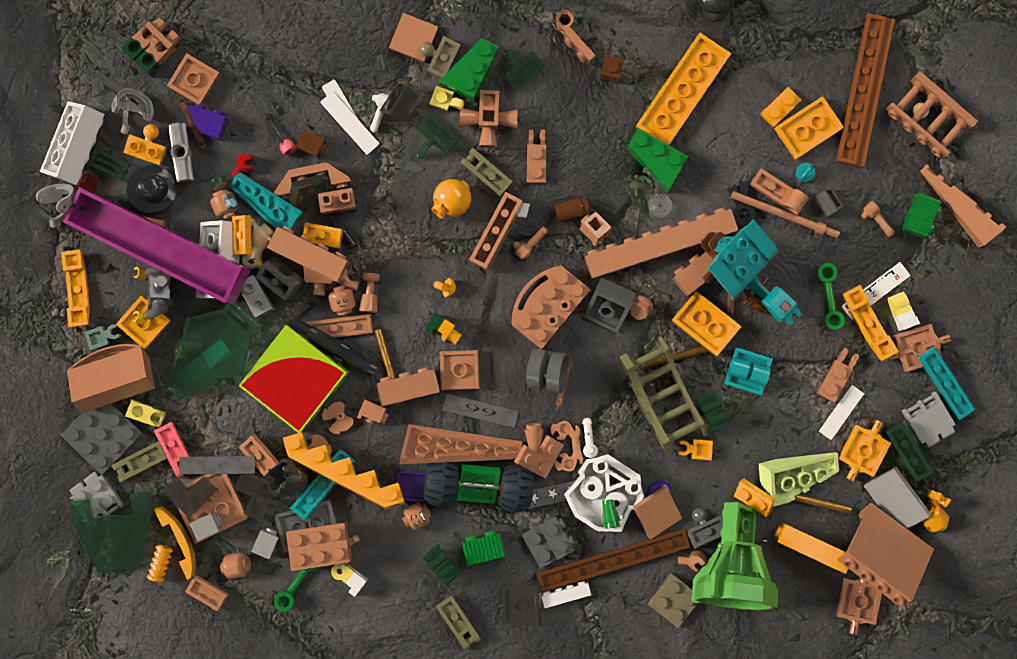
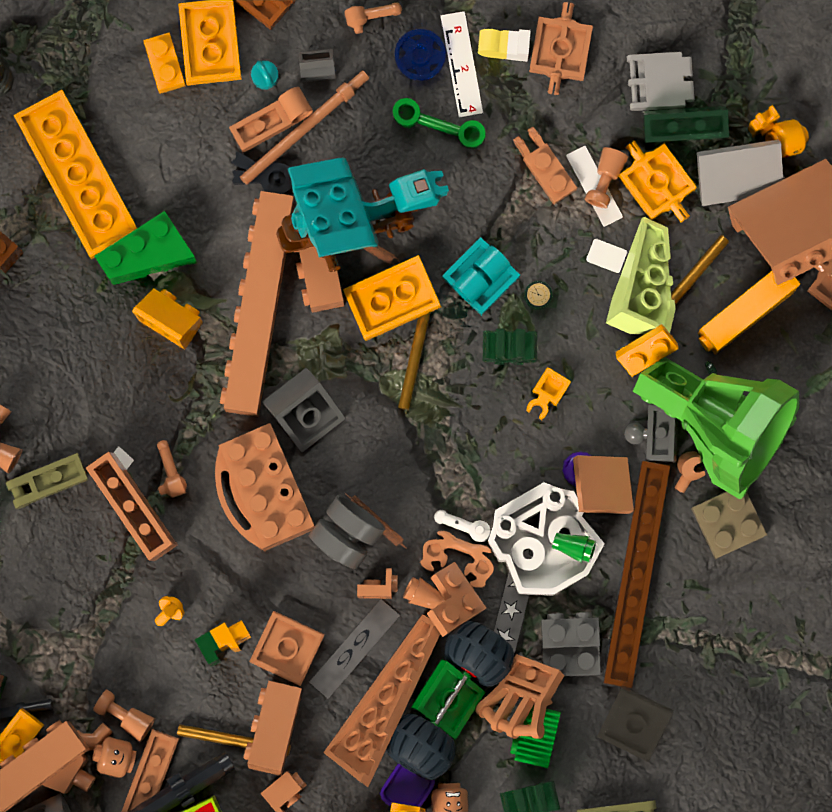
camera: 60 degrees left, 5 degrees down
(451, 198) = (57, 543): light orange brick -> none
(514, 528) = (533, 683): none -> nougat plate
(522, 403) = (373, 589): none -> nougat bracket
(536, 159) = (65, 407): nougat hinge -> none
(565, 595) = (651, 660): white piece -> none
(572, 209) = (154, 394): reddish brown piece -> none
(595, 222) = (194, 377): nougat brick -> none
(623, 193) = (168, 317): none -> light orange slope
(641, 307) = (328, 370): nougat piece -> none
(648, 401) = (454, 424): olive fence -> none
(666, 204) = (208, 270): clear plate -> none
(754, 412) = (538, 295): none -> tile
(801, 442) = (606, 255): none -> white sticker
(857, 416) = (609, 168): none -> nougat piece
(868, 262) = (420, 54): none -> clear blue wheel
(869, 324) = (498, 93): light orange slope -> none
(946, 383) = (623, 36): teal tile -> none

